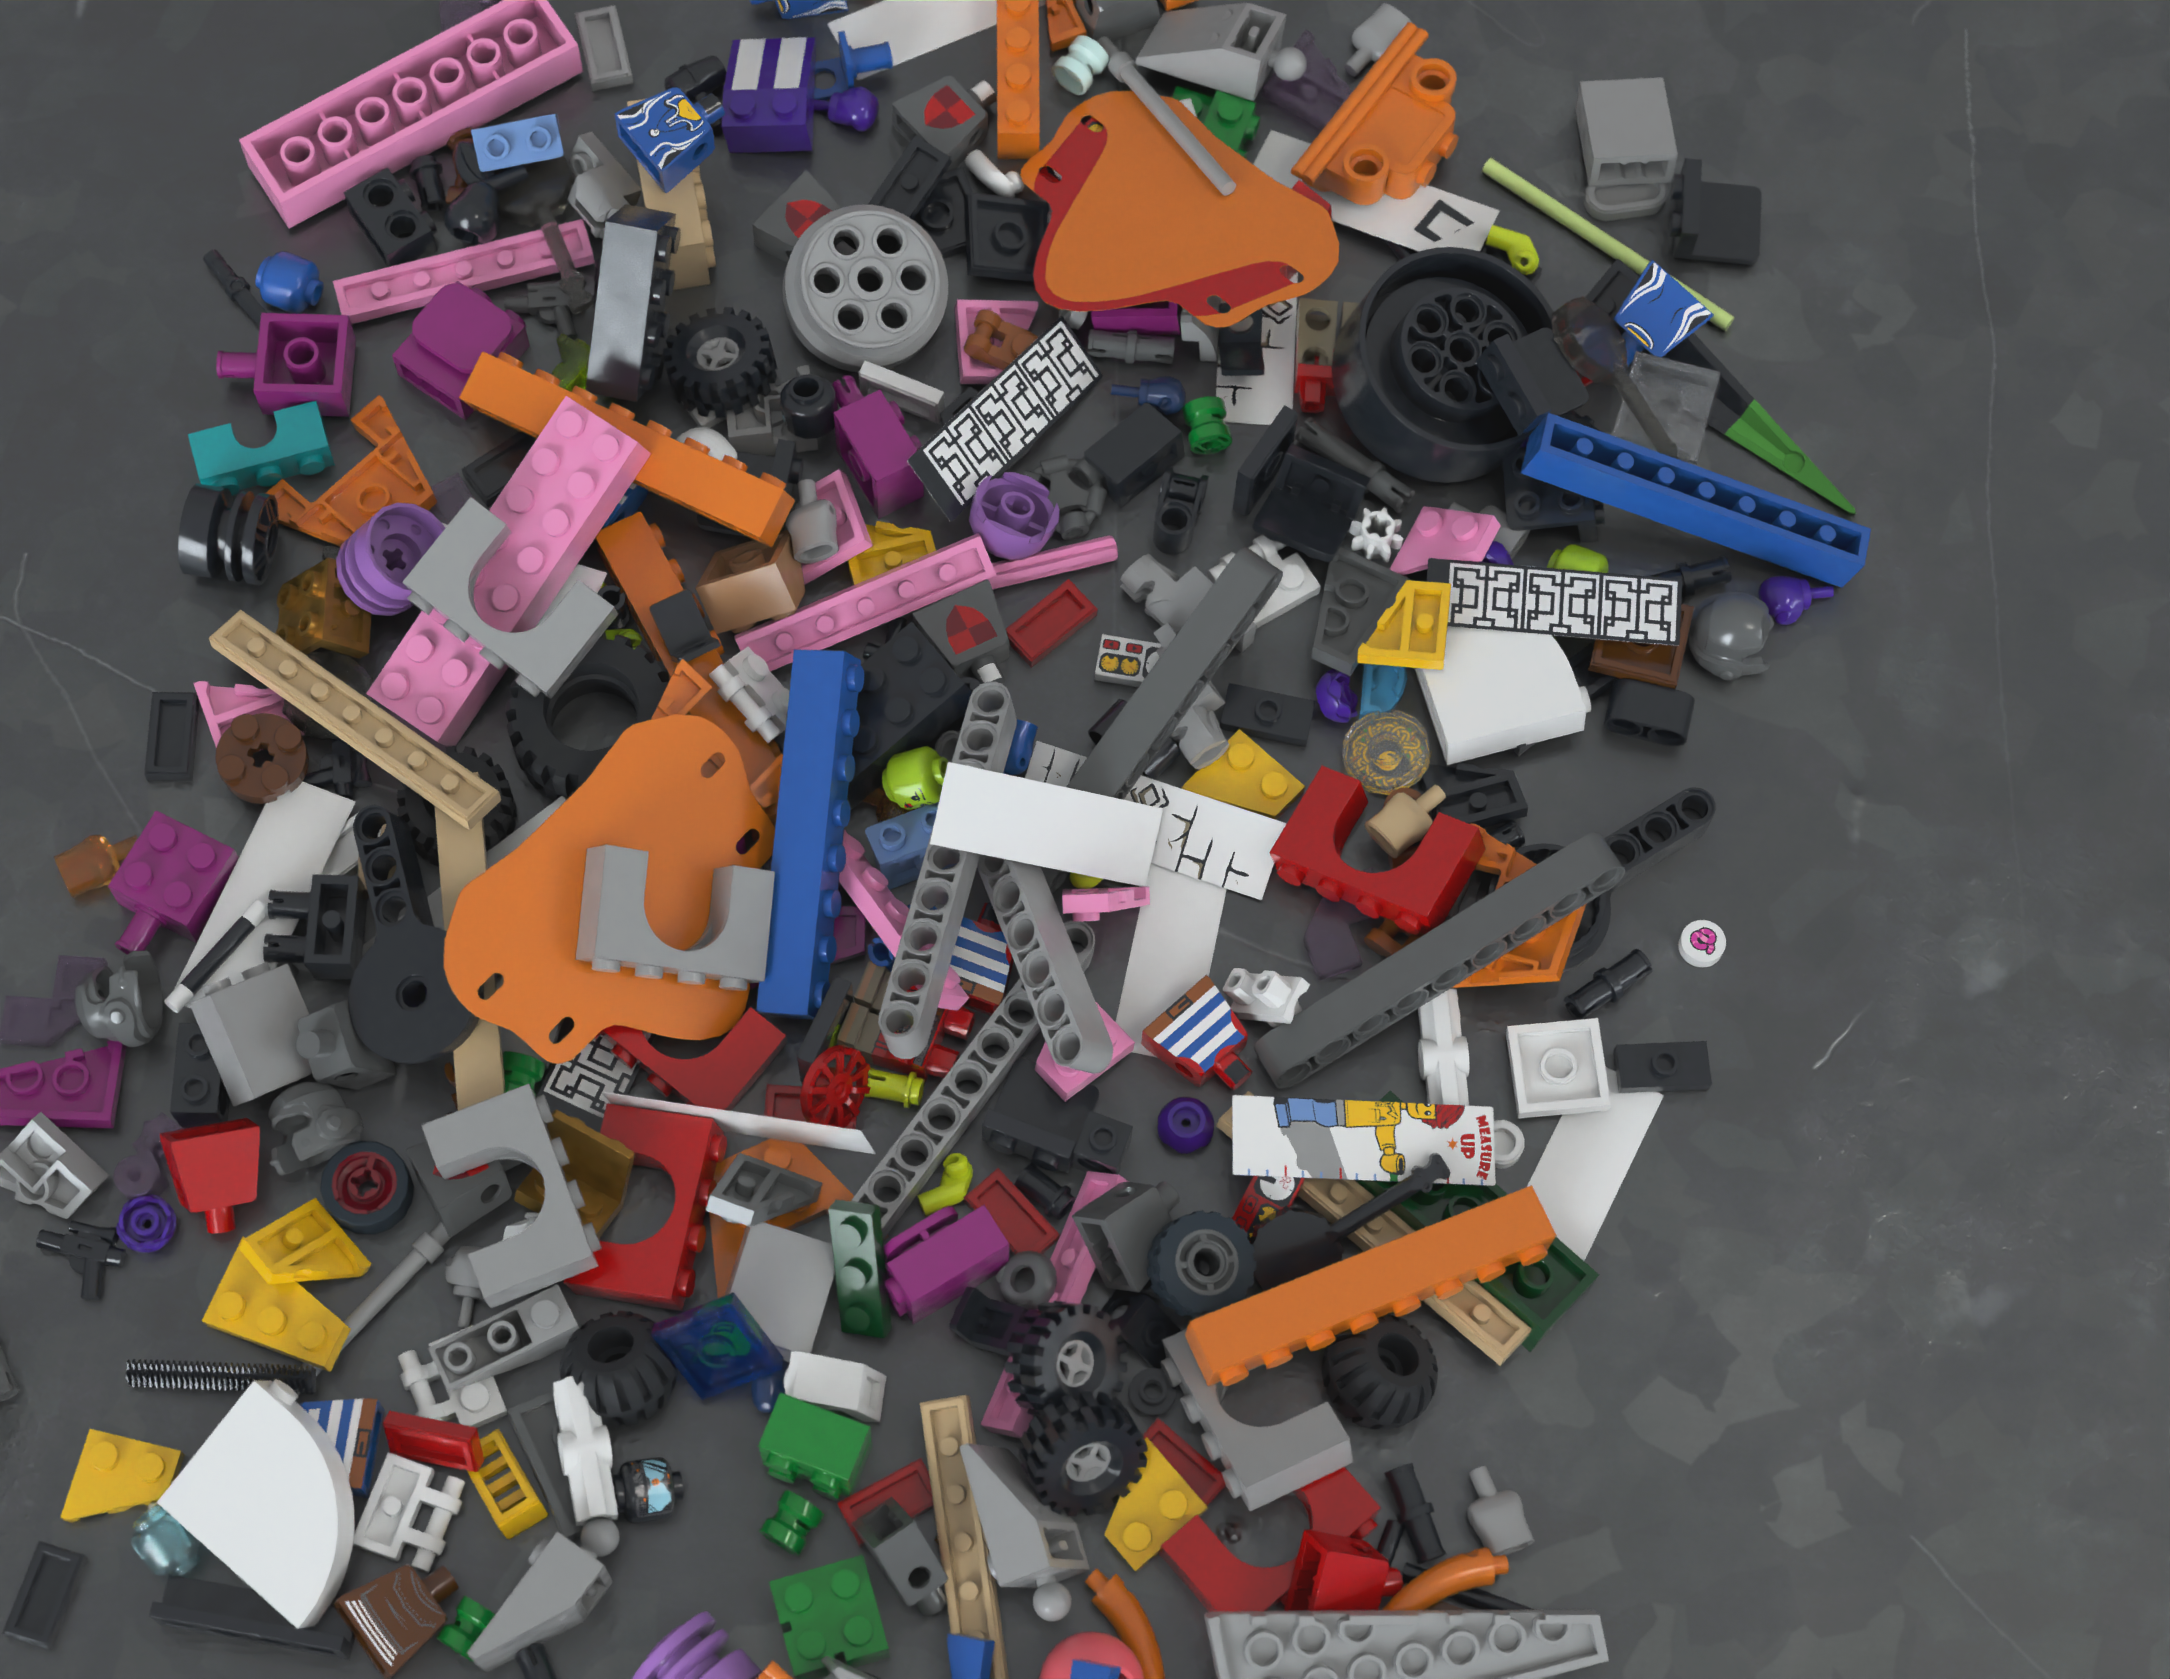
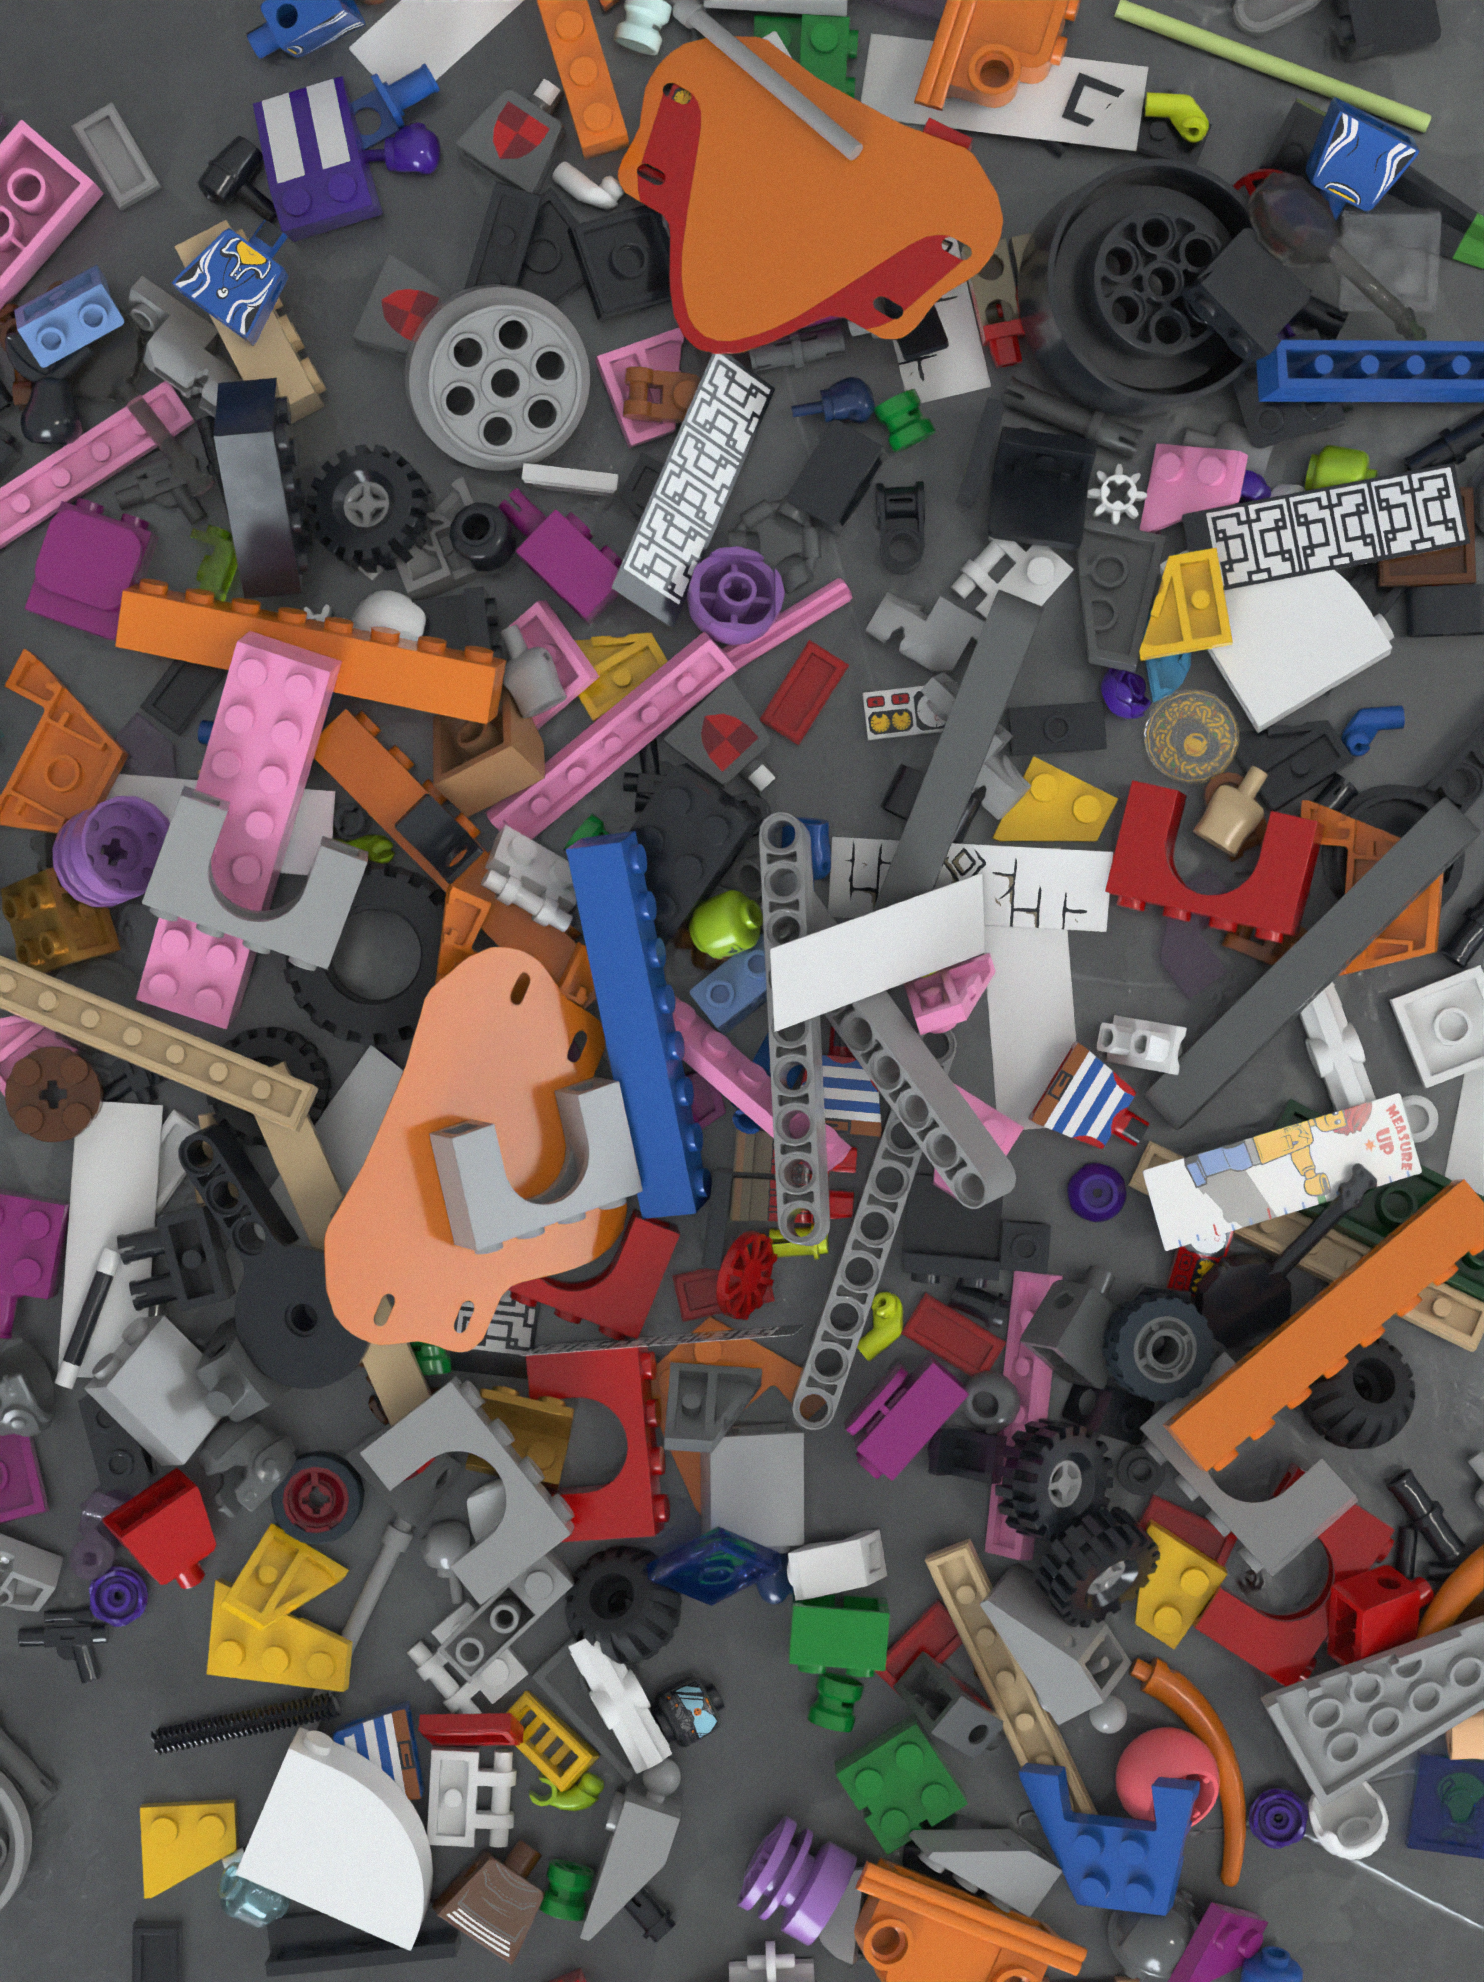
camera: 15 degrees left, 20 degrees up
(508, 1547) = (577, 1798): none -> lime arm
(860, 1268) = (827, 1450): dark green plate -> none
(1550, 787) = (1366, 724): none -> blue arm

